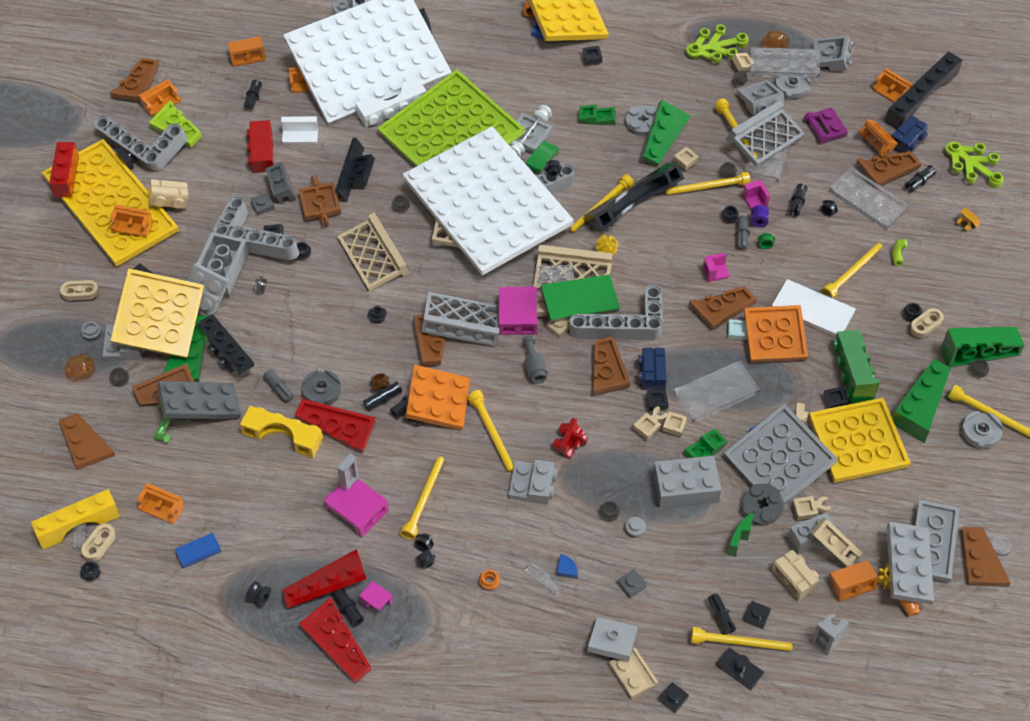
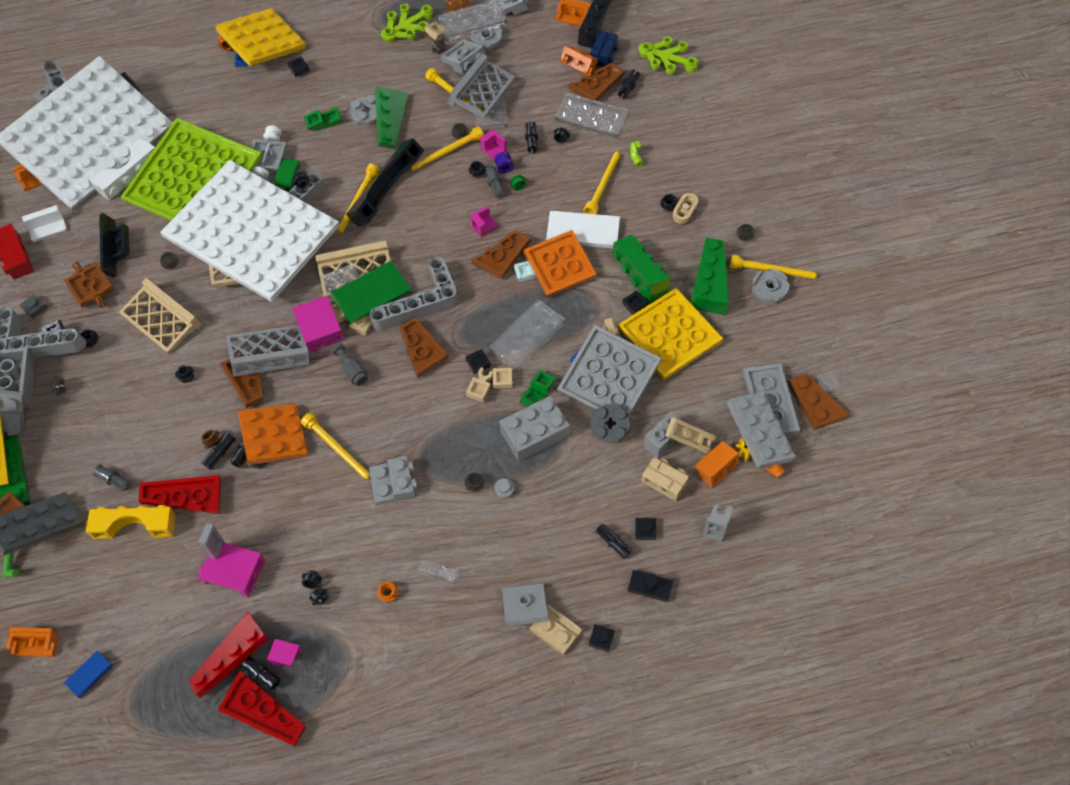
camera: 20 degrees left, 5 degrees up
(224, 346) = (43, 459): black bracket -> none
(258, 593) = (165, 695): black wheel -> none
(280, 182) = (43, 279): dark grey hinge -> none
(315, 379) = (147, 458): dark grey plate -> none
(409, 529) = (293, 573): yellow piece -> none
(567, 567) = (456, 551): blue tile -> none
(572, 438) = (414, 426): red hips -> none
(607, 244) = (377, 234): yellow gear -> none
(632, 583) = (521, 543): dark grey plate -> none
(653, 369) = (463, 334): dark blue brick -> none
(686, 158) = (418, 132): tan plate -> none
(699, 636) = (601, 569): yellow piece -> none
(742, 532) = (603, 456): green slope -> none
(808, 508) = (651, 412): tan plate -> none
(830, 123) = (531, 59): magenta plate -> none
(966, 345) = (745, 208): green wedge -> none
(968, 217) = (683, 103): light orange tile -> none

